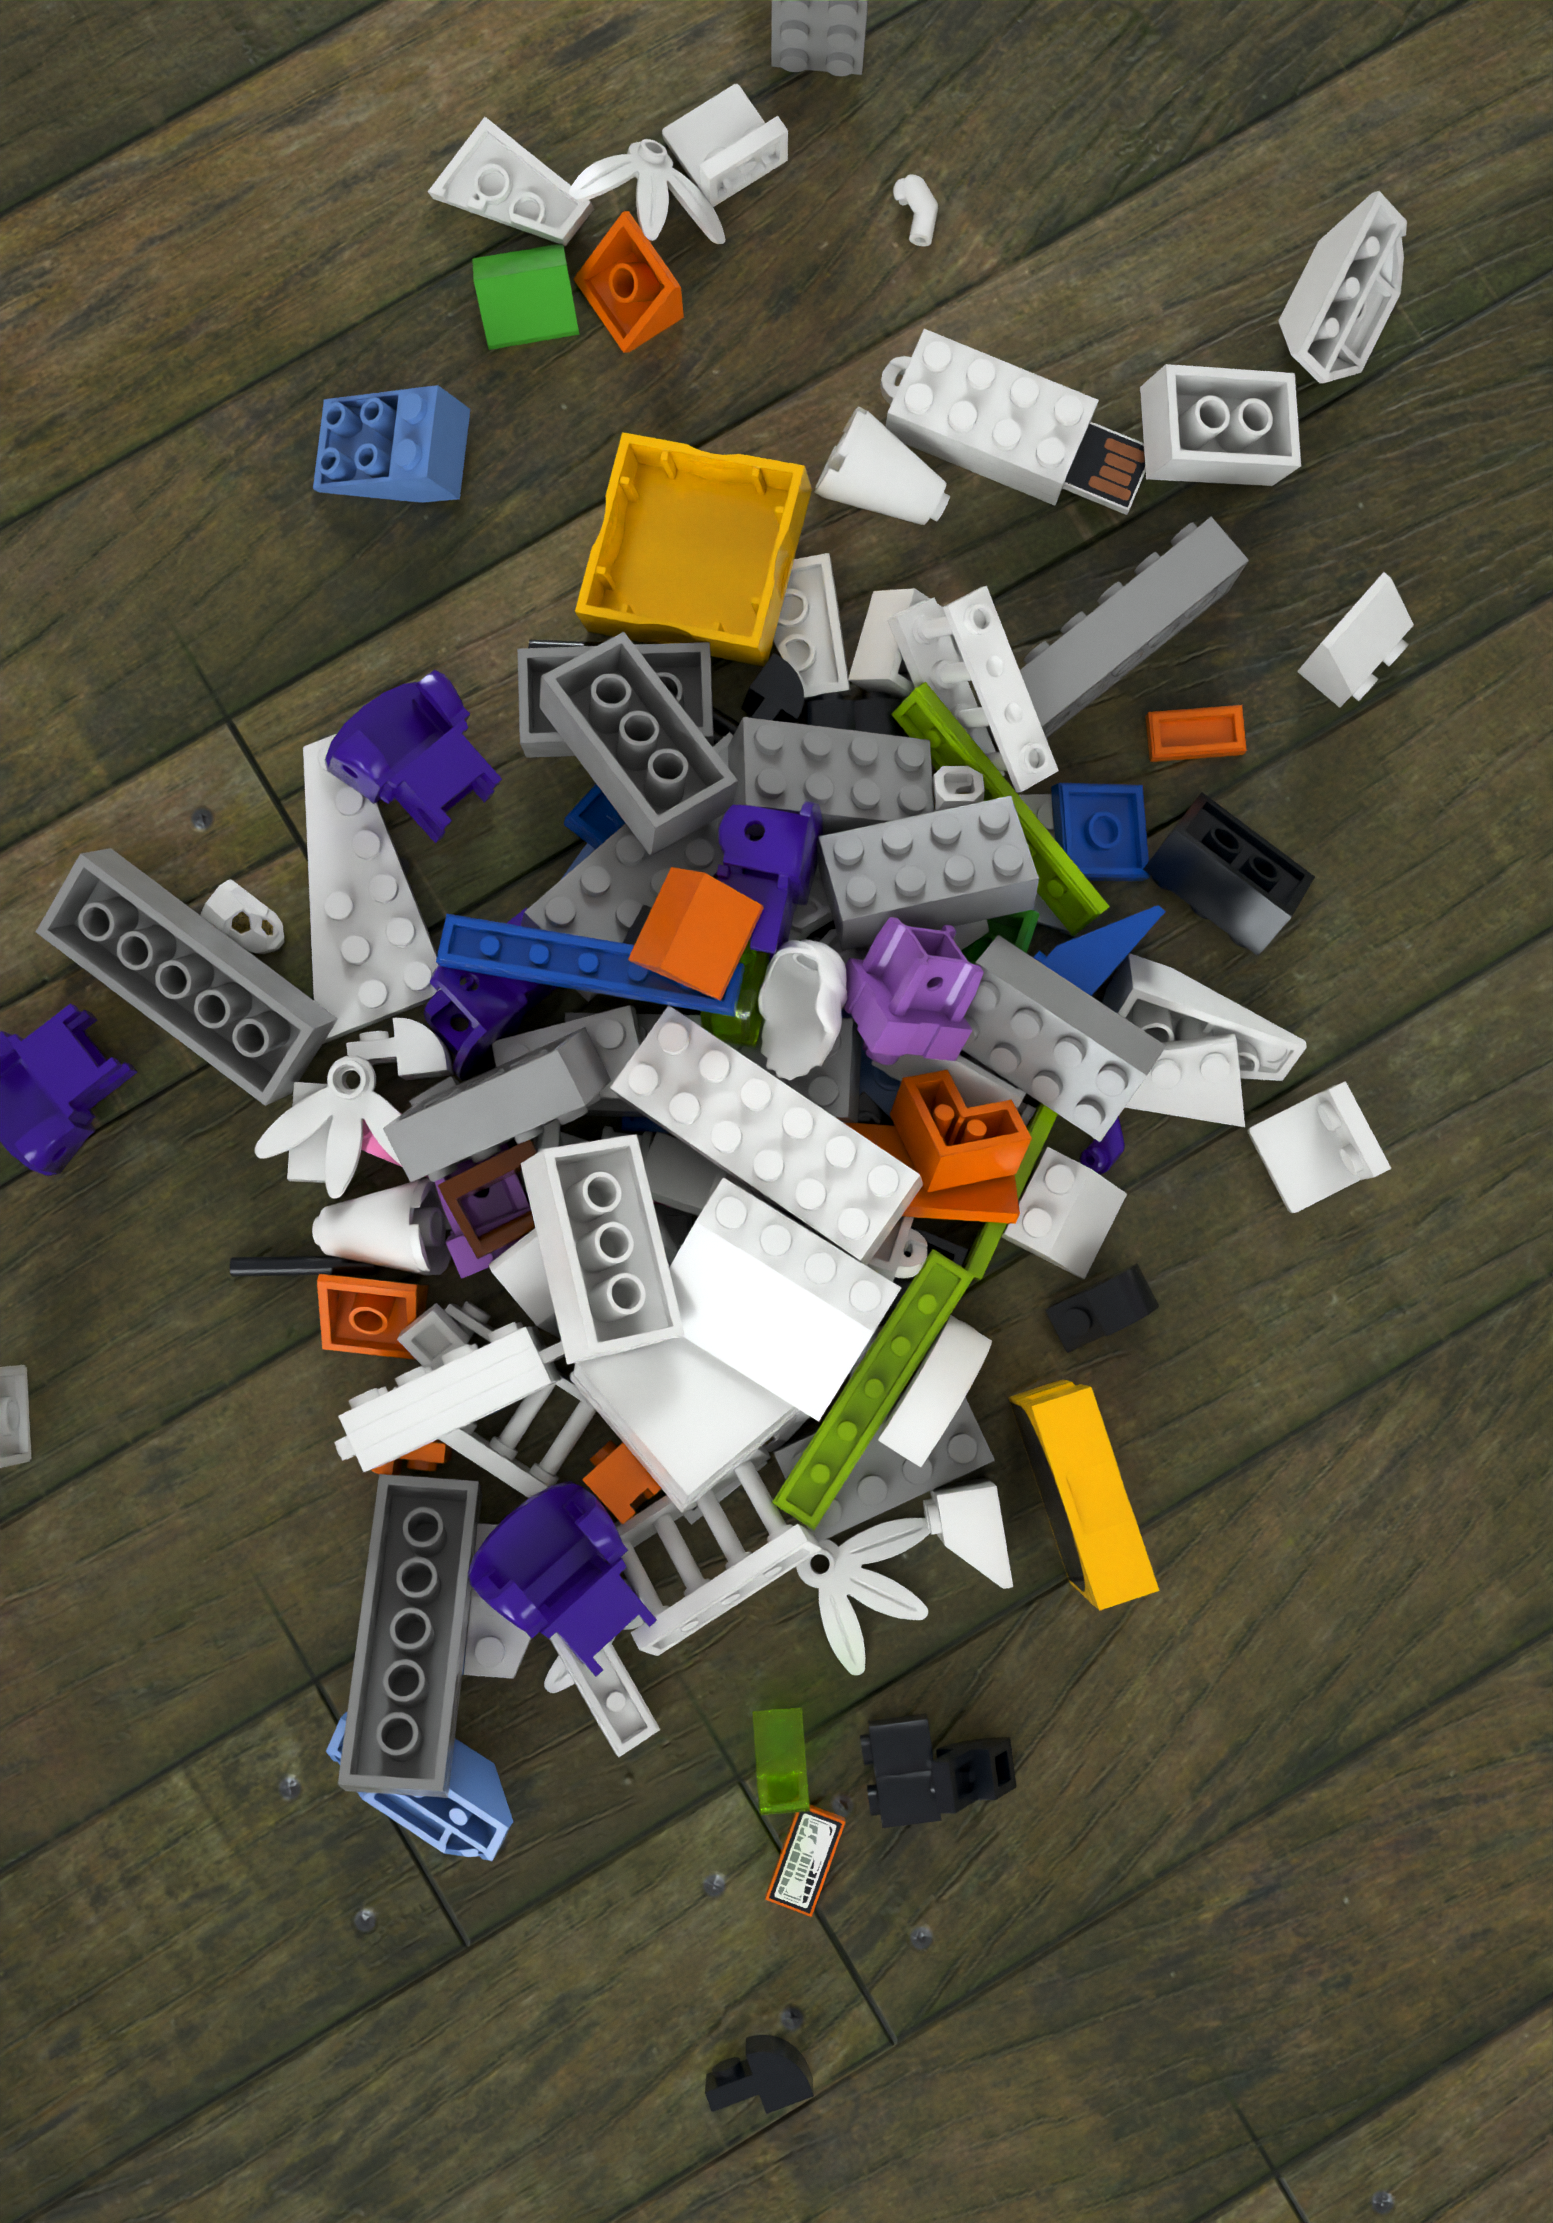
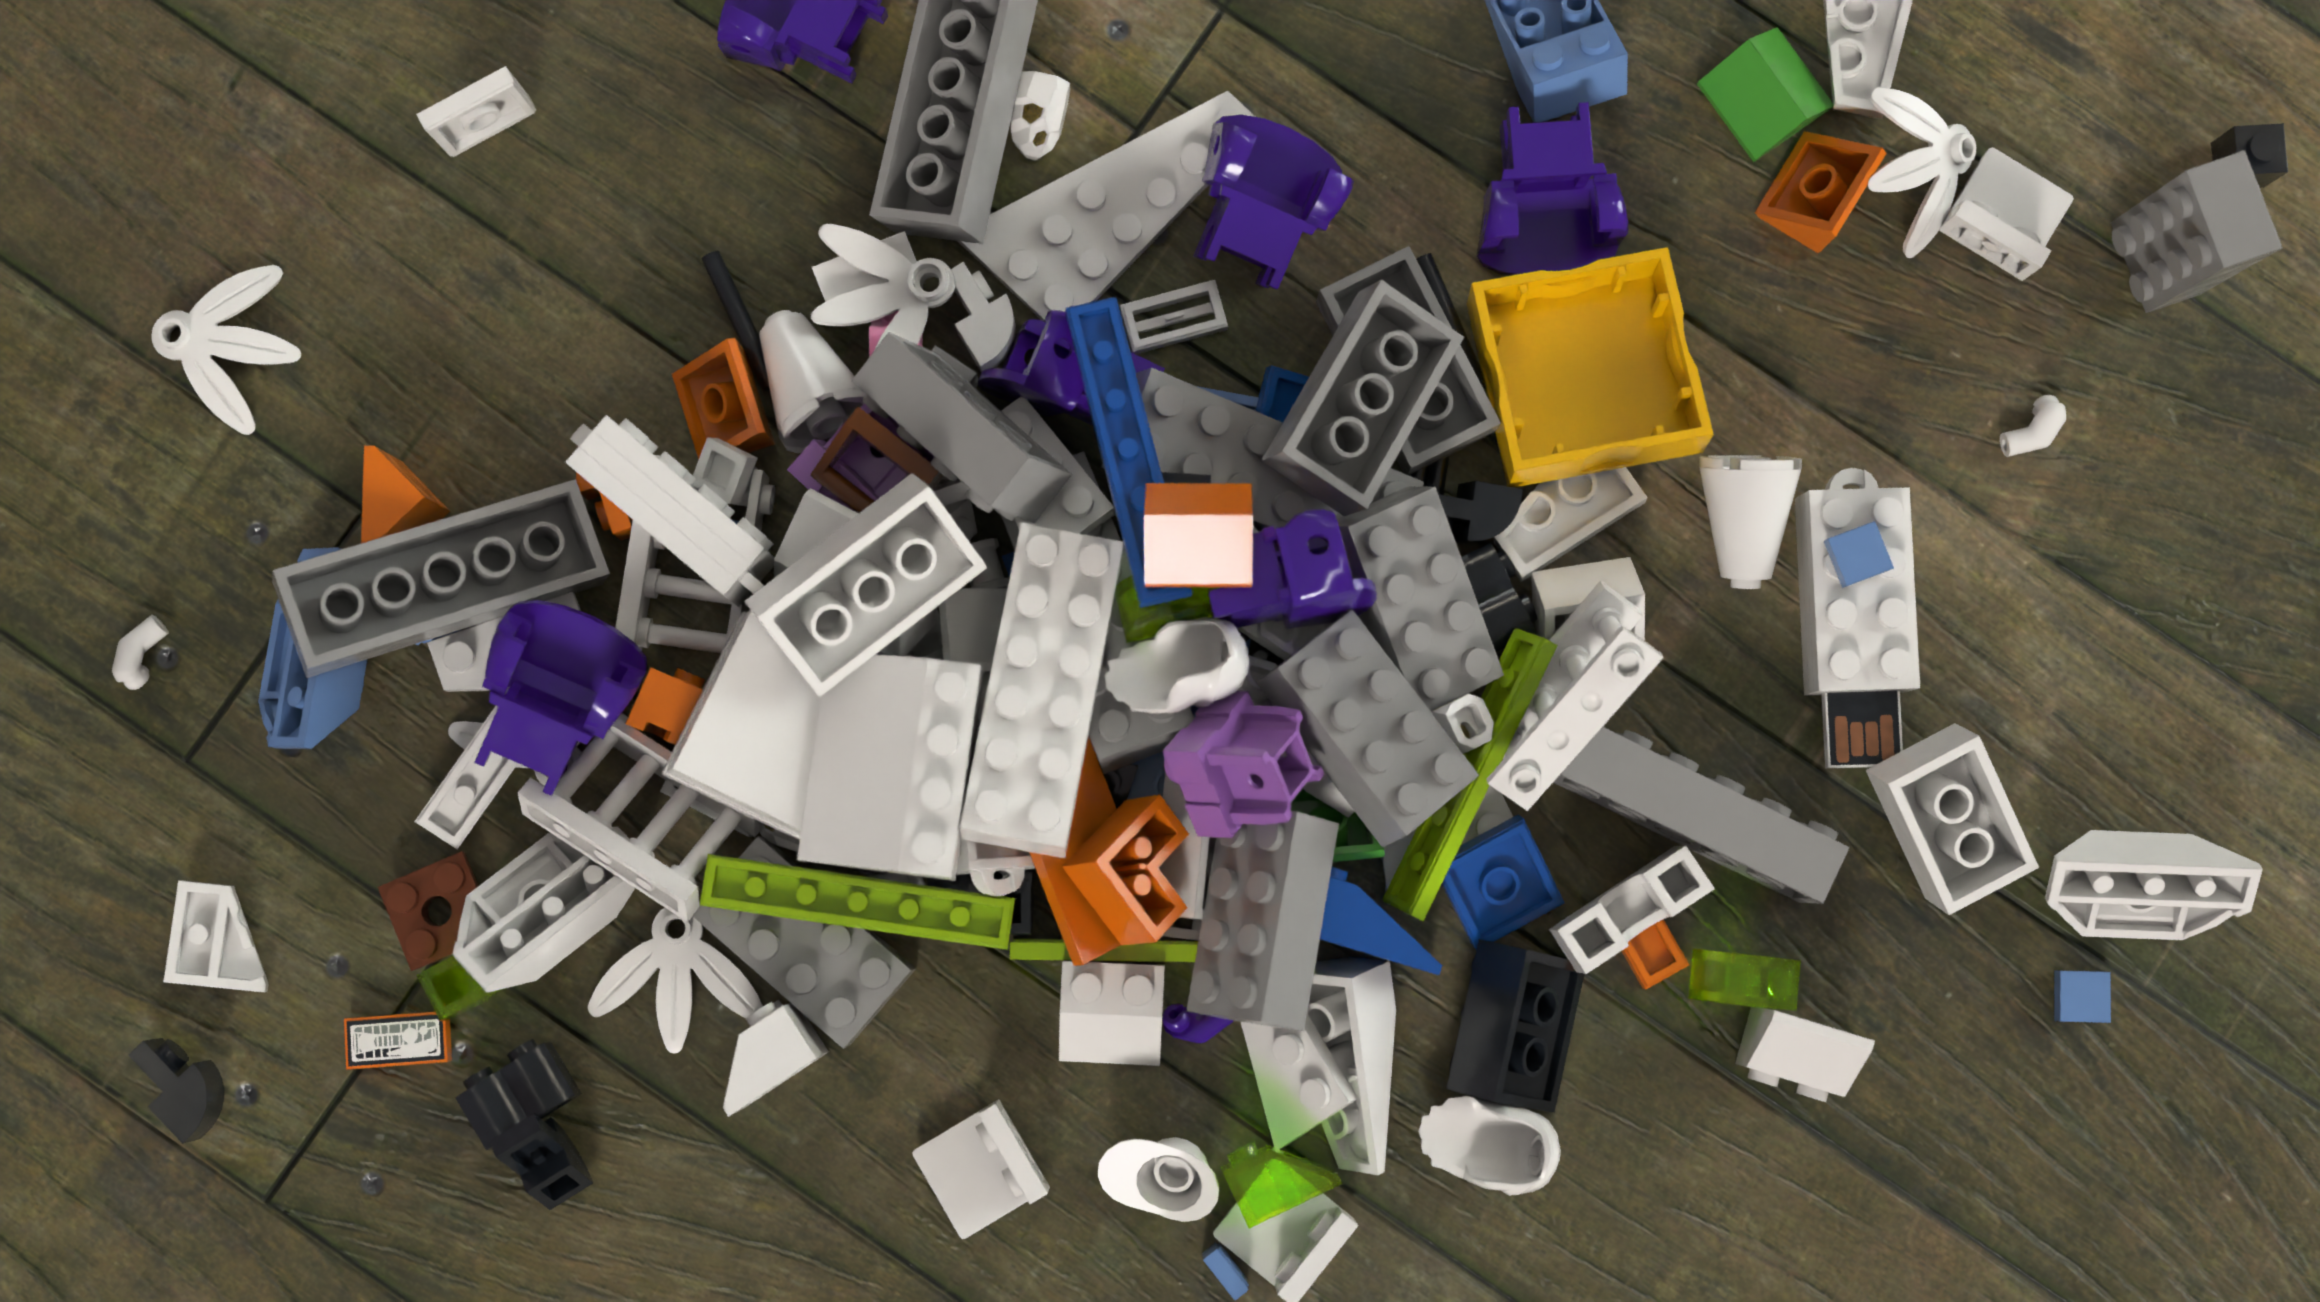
camera: 65 degrees right, 0 degrees up
(89, 1760) = (204, 338): none -> white plant
(320, 1647) = (394, 497): none -> orange slope
(344, 1951) = (131, 649): none -> white arm
(500, 882) = (1180, 335): none -> white tile
(532, 519) = (1546, 205): none -> dark purple piece
(641, 1989) = (212, 940): none -> white wing
(687, 1795) = (408, 905): none -> copper piece
(751, 1683) = (536, 913): none -> white wedge
(935, 1391) = (882, 961): white arch -> none
(963, 394) = (1858, 554): none -> medium blue tile
(1083, 1493) = (844, 1142): yellow tile -> none
(1102, 1308) = (1037, 1090): black brick -> none
(1149, 1388) = (981, 1170): none -> white bracket
(1170, 700) = (1630, 907): none -> white arch
(1227, 1234) = (1160, 1177): none -> white piece
(1274, 1138) = (1273, 1181): none -> clear neon green slope
(1275, 665) = (1744, 979): none -> clear neon green brick
(1322, 939) = (1491, 1144): none -> white hair
(1329, 1215) = (1226, 1270): none -> medium blue tile
(1411, 395) = (2082, 996): none -> medium blue tile

